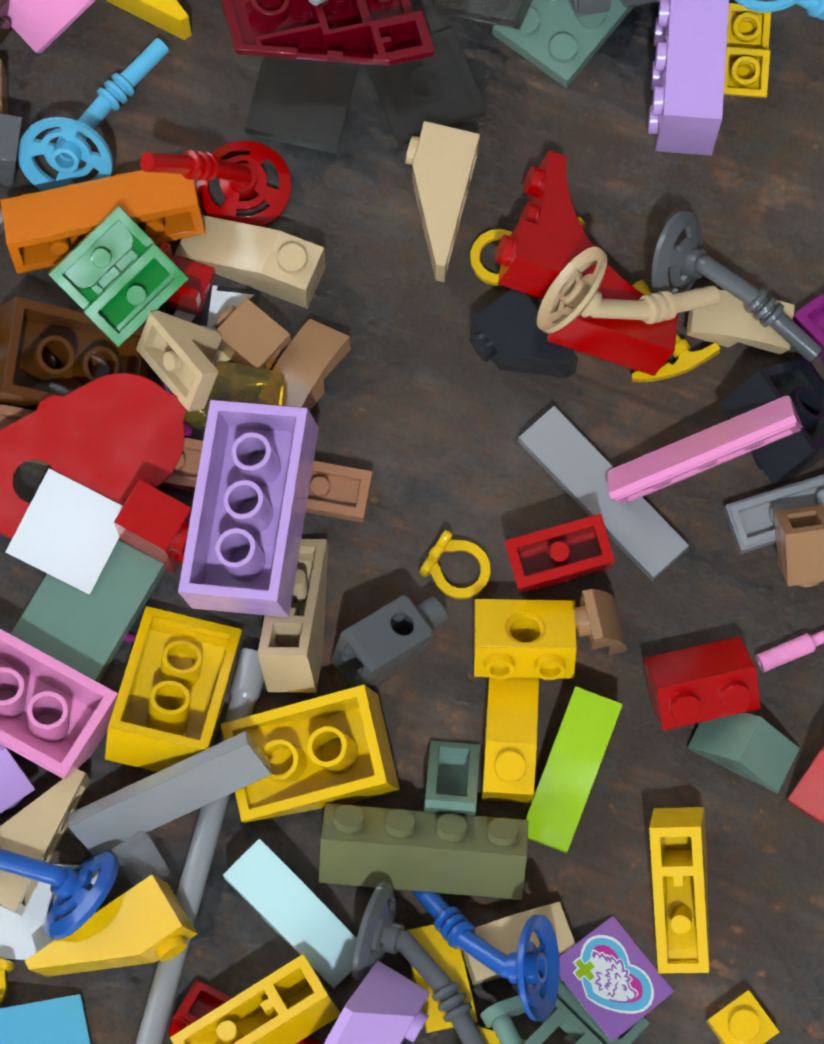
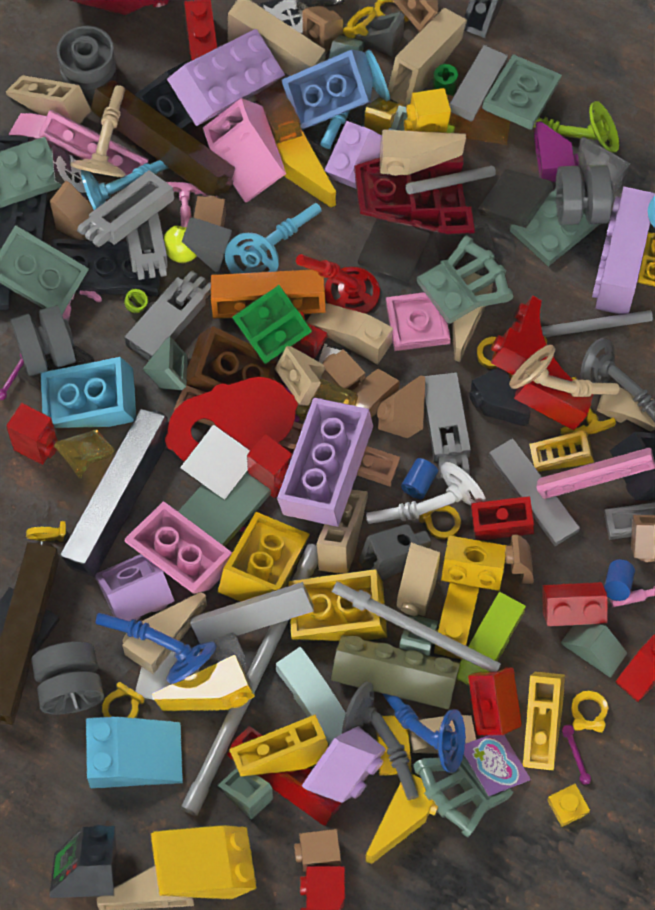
camera: 10 degrees right, 10 degrees down
(351, 747) = (362, 600): none -> light grey bar
(362, 220) = (416, 322): none -> bright pink tile
(364, 385) = (403, 410): none -> medium nougat slope
(410, 168) = (450, 292): none -> sand green plate
(410, 502) = (419, 478): none -> blue piece
(432, 378) = (442, 410): none -> light grey hinge
(437, 692) = (418, 580): none -> tan slope
(479, 515) = (458, 490): none -> white dish
(596, 876) = (495, 702): none -> red panel
(645, 431) = (563, 461): none -> yellow slope
(663, 178) = (597, 323): none -> light grey bar
(722, 899) = (568, 731): none -> magenta hinge
(740, 882) = (580, 723): none -> yellow piece
(768, 627) = (619, 580): none -> blue piece

